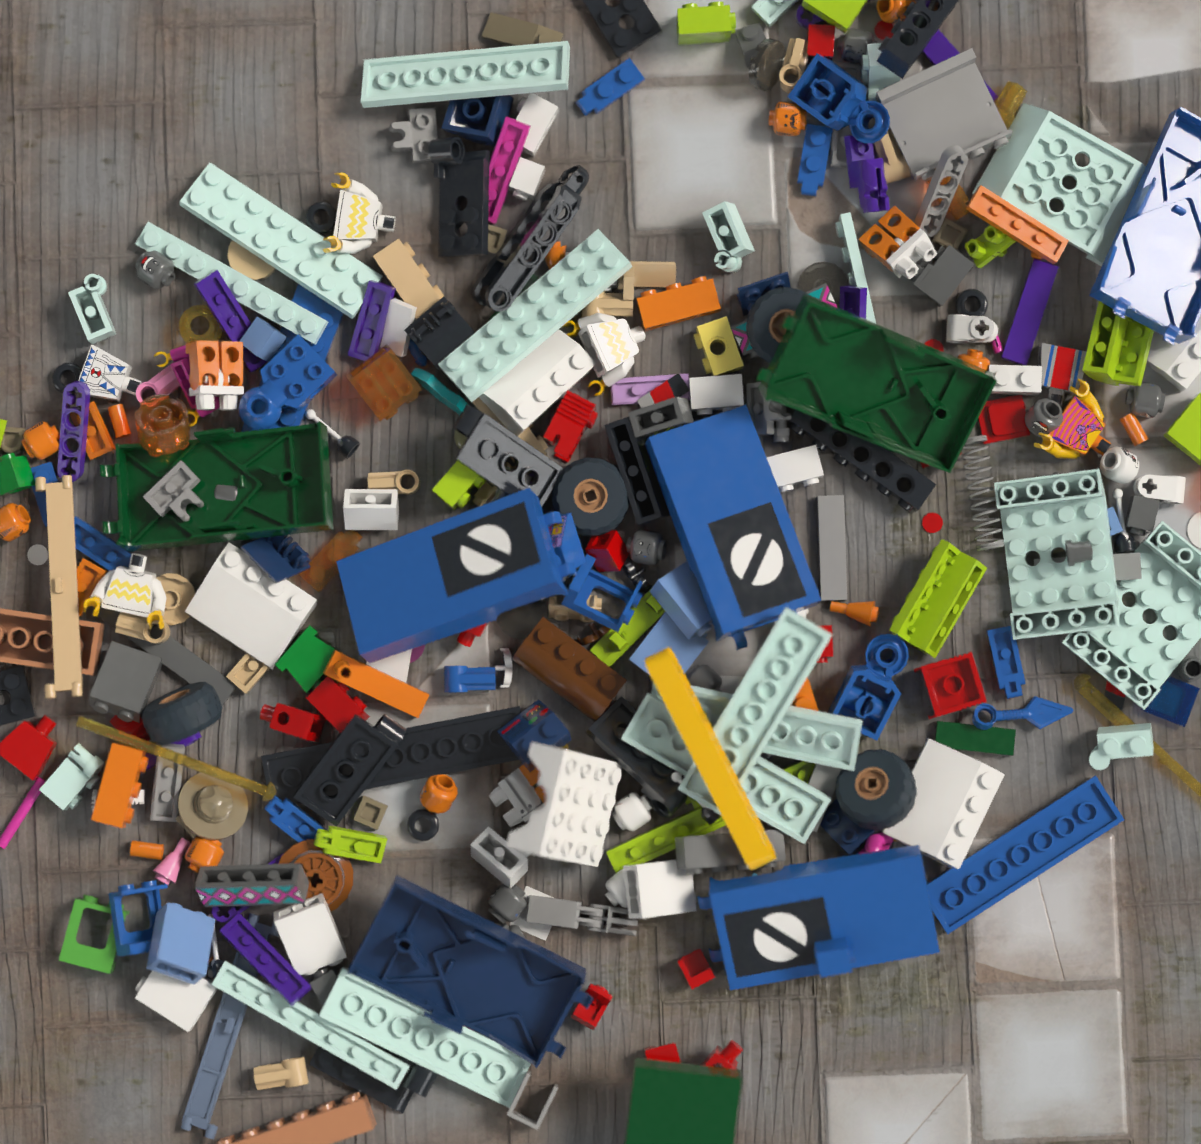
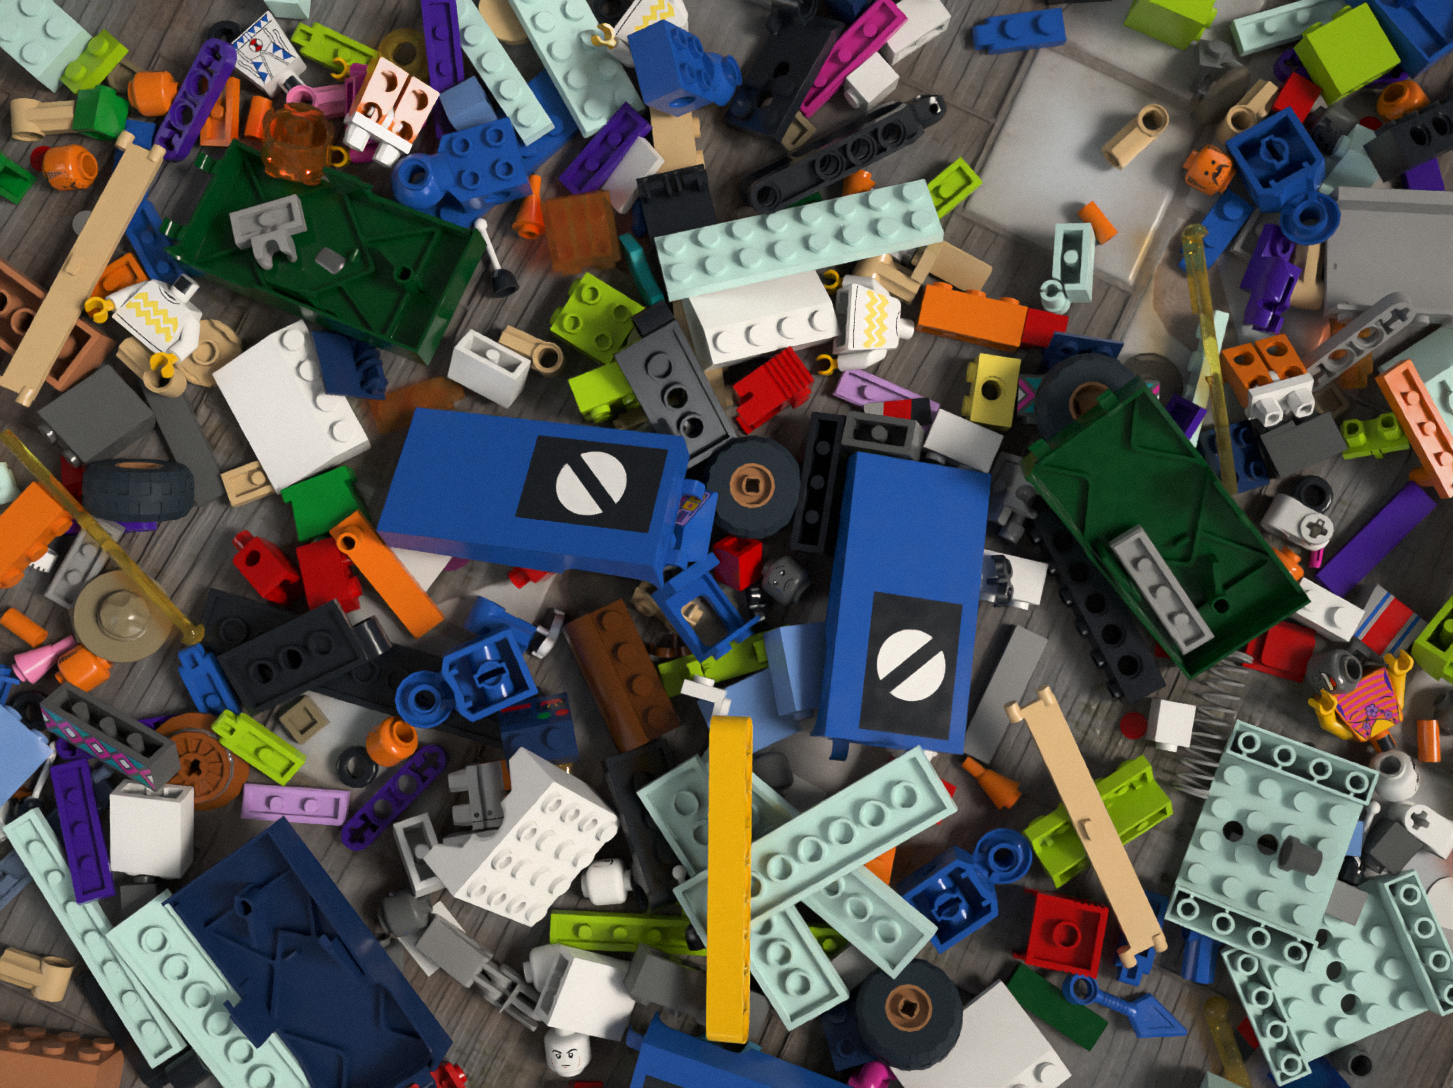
camera: 25 degrees right, 0 degrees up
(144, 346) = (325, 44): none -> lime hinge
(195, 901) = (21, 704): none -> black piece
(343, 392) = (529, 217): none -> orange cone
(399, 243) = (677, 72): none -> blue brick
(406, 866) = (296, 803): none -> lavender tile
(426, 438) = (595, 319): none -> lime brick
(463, 832) = (393, 794): none -> dark purple beam
(472, 720) = (473, 679): none -> blue brick
(619, 222) = (953, 187): none -> lime plate
(630, 647) = (703, 688): none -> white bracket
(664, 935) = (567, 1051): none -> white head
(725, 123) = (1135, 136): none -> tan piece
(728, 286) = (1040, 327): none -> red panel
(731, 193) = (1101, 225): none -> orange piece
(789, 466) = (1005, 588): none -> black piece
(827, 217) = (1201, 304): none -> clear yellow bar
(897, 422) = (1161, 589): none -> light grey tile
(905, 307) = (1246, 454): none -> dark blue hinge
(930, 602) = (1091, 823): none -> tan piece
(954, 509) = (1170, 724): none -> white brick
(1052, 652) = (1199, 956): none -> blue piece

